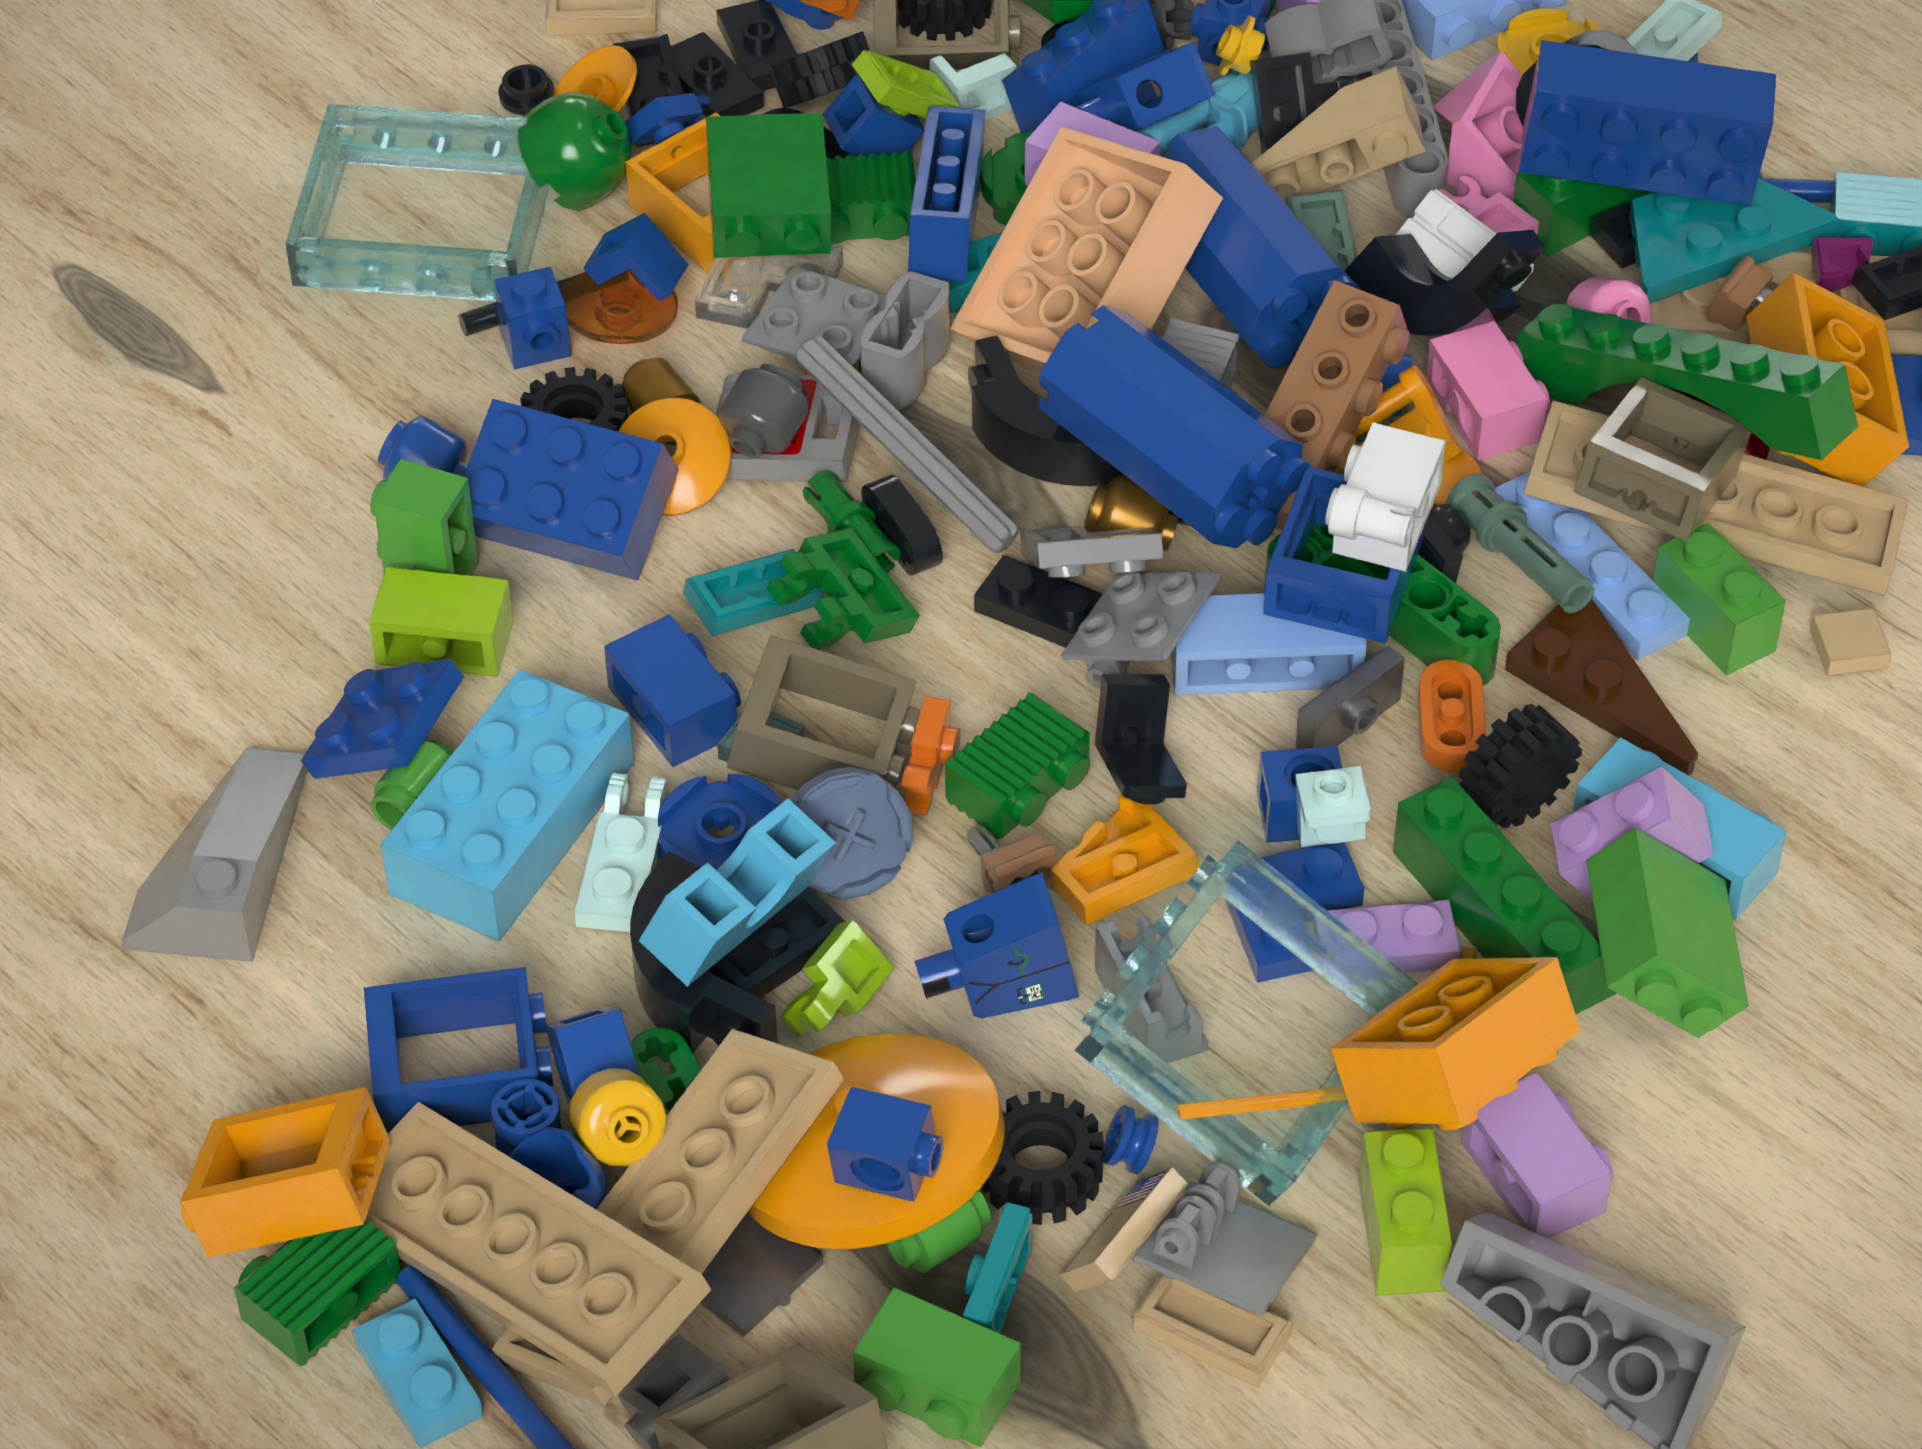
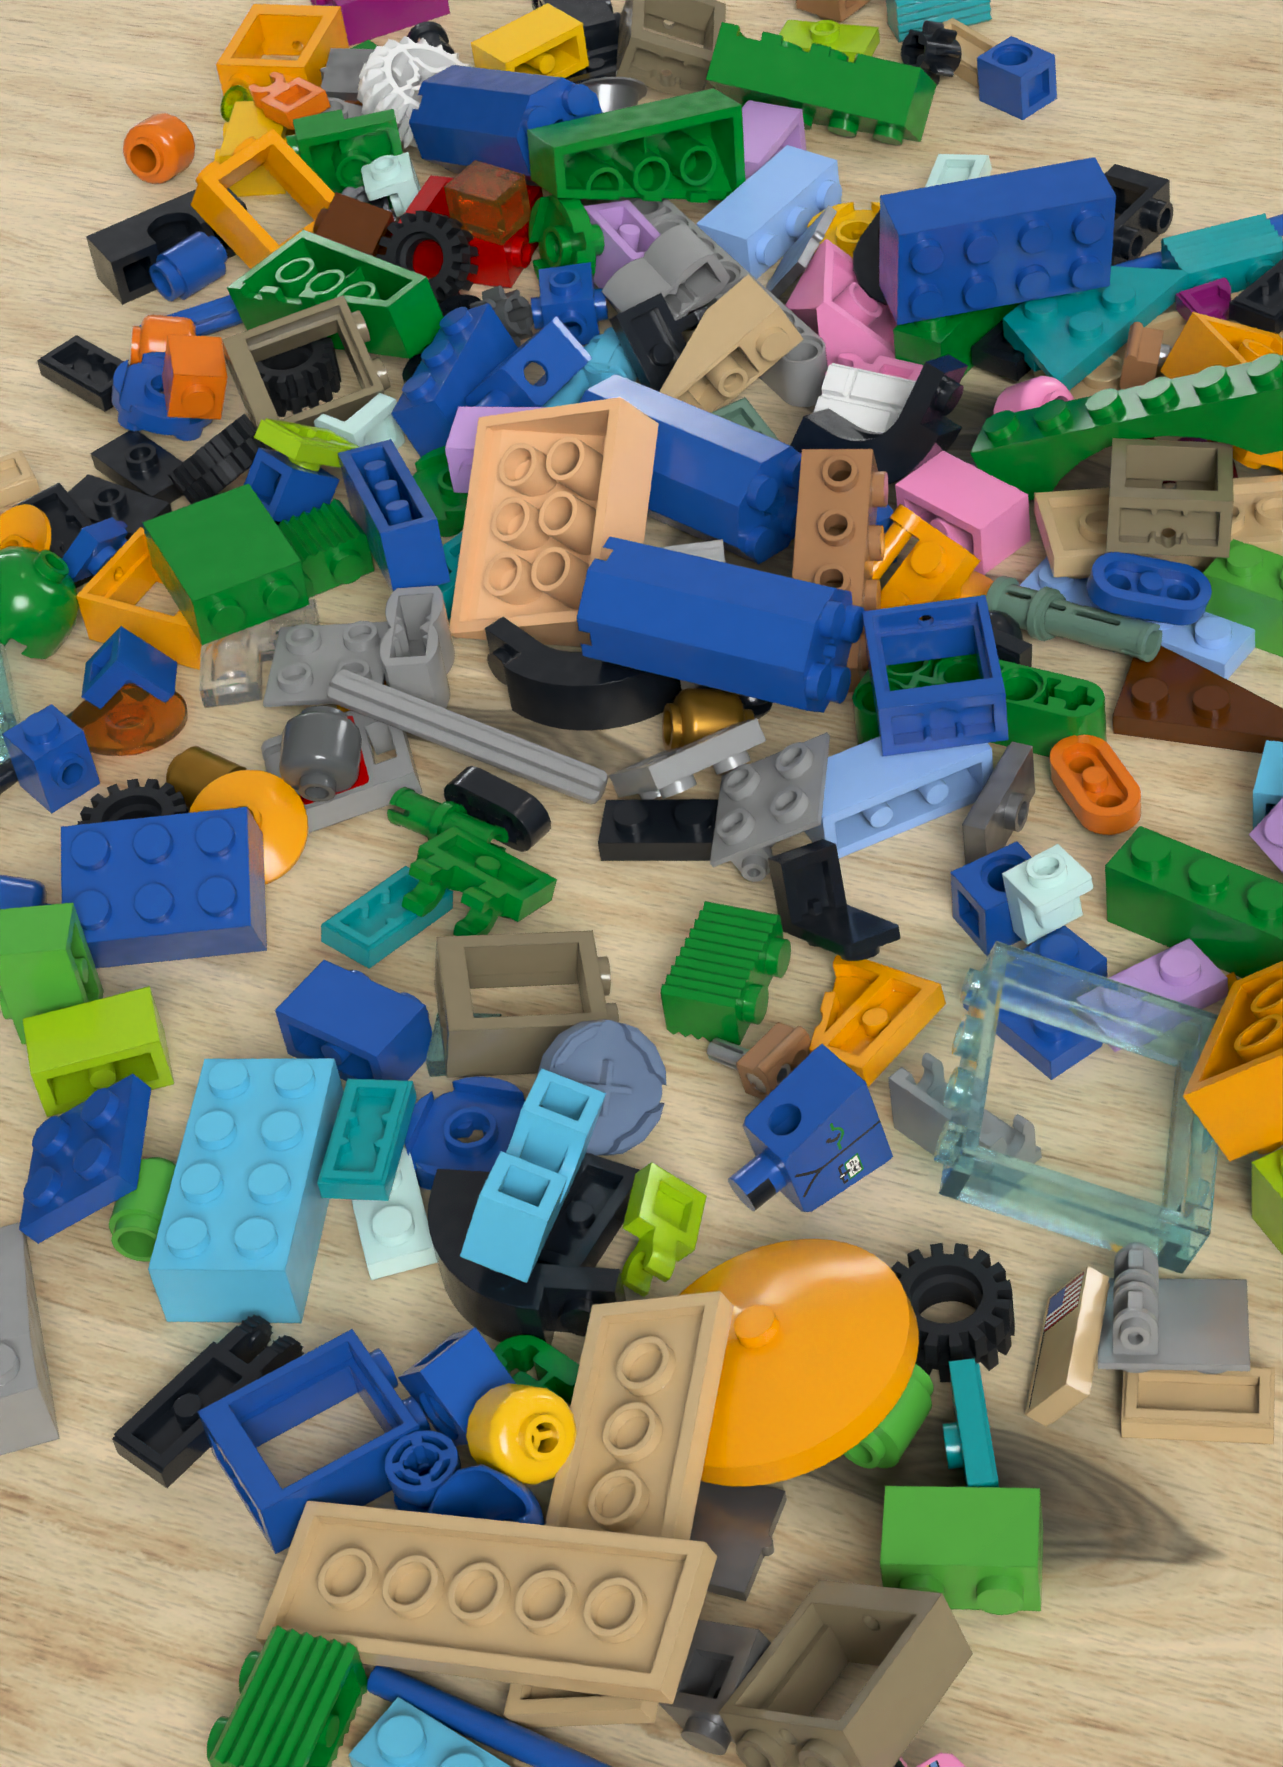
camera: 15 degrees left, 5 degrees down
(286, 1172) = (227, 1650): light orange window -> none
(334, 993) = (167, 1431): none -> black hinge
(623, 799) = (367, 1139): none -> teal plate
(884, 1144) = (815, 1347): blue brick -> none
(930, 749) = (636, 984): orange plate -> none
(1130, 1139) = (1027, 1259): blue bush -> none
(1239, 46) = (591, 315): yellow plate -> none
(1249, 1104) = (1132, 1178): light orange piece -> none
(1385, 496) = (957, 603): white hinge -> none
(1476, 55) = (800, 254): none -> flat silver piece
(1520, 765) = (1192, 792): black tyre -> none
(1599, 541) = (1148, 588): none -> blue plate
(1845, 131) = (1140, 211): none -> black bracket

